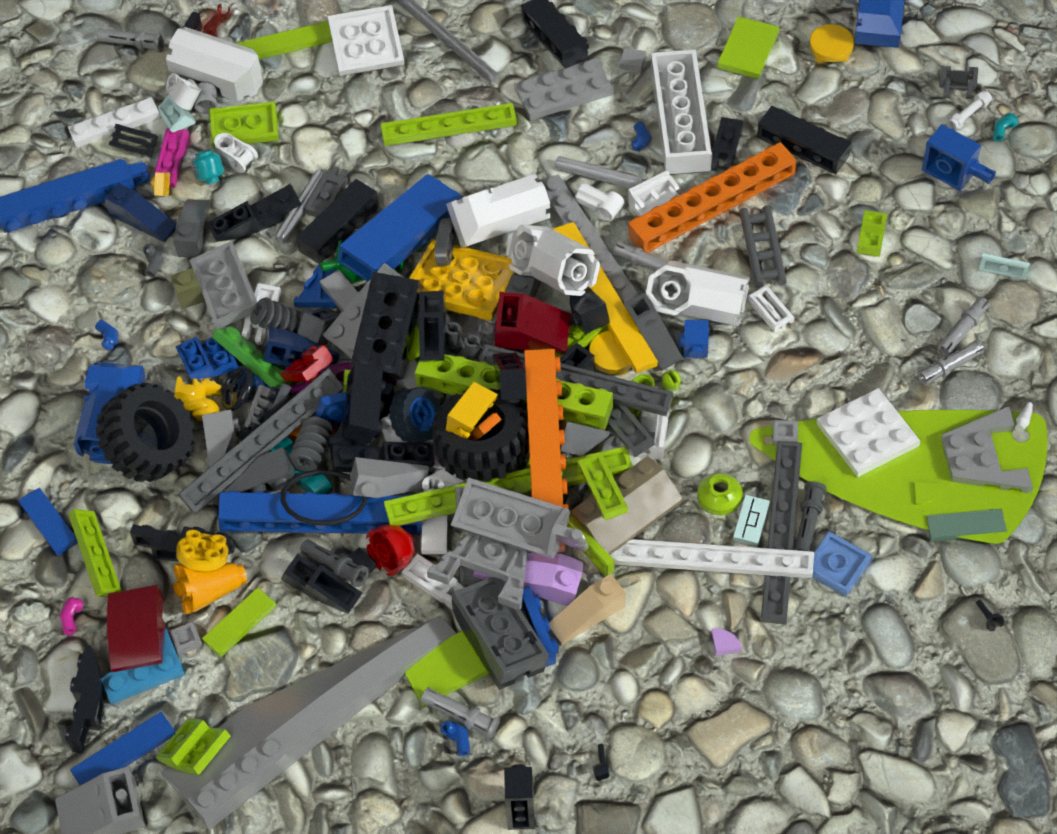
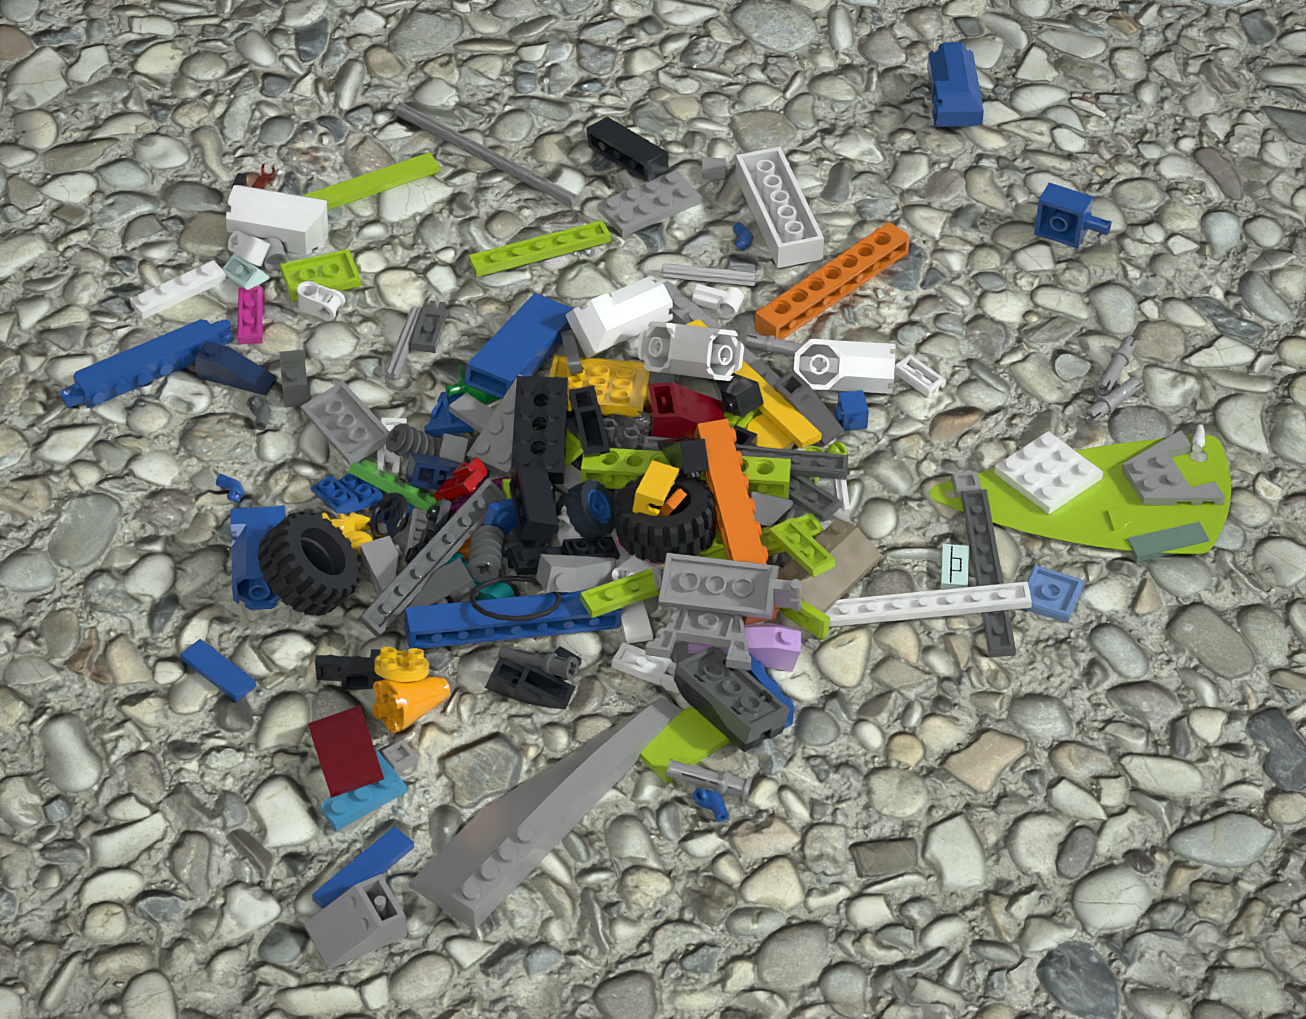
camera: 15 degrees left, 10 degrees down
(66, 615) = (264, 753): dark pink arm -> none
(89, 698) = (311, 825): black slope -> none
(94, 552) = (278, 689): lime plate -> none
(116, 135) = (206, 294): black tile -> none
(142, 39) = (187, 210): light grey pin -> none
(160, 183) = (249, 338): yellow plate -> none
(187, 288) = (306, 432): olive brick -> none
(193, 746) = (438, 852): lime slope -> none
(207, 166) = (296, 316): teal head -> none
(239, 622) = (451, 734): lime tile -> none
(253, 218) = (355, 360): black slope -> none
(337, 221) = (449, 350): black brick -> none
(365, 40) = (430, 180): white plate -> none
(390, 548) = (594, 640): red cylinder -> none
(519, 797) = (798, 839): black brick -> none
(588, 609) = (815, 666): tan slope -> none
(601, 770) = (867, 811): black hand -> none
(652, 193) = (770, 284): white hinge -> none
(719, 502) = (915, 554): lime piece -> none
(725, 642) = (959, 679): lavender tile -> none
(726, 142) = (833, 230): black hinge -> none
(748, 47) = (829, 143): lime tile -> none
(754, 256) = (891, 330): dark grey bar -> none
(804, 139) = (914, 218): black brick -> none
(811, 509) = (1012, 547): dark grey pin -> none
(831, 43) = (913, 130): yellow tile -> none
(872, 233) = (1001, 295): lime slope -> none
(957, 120) = (1076, 164): white bar -> none
(958, 79) = (1049, 146): dark grey piece -> none
(989, 616) = (1219, 620): black hand -> none
(999, 127) = (1102, 183): teal arm -> none
(1004, 266) = (1141, 307): light aqua slope -> none

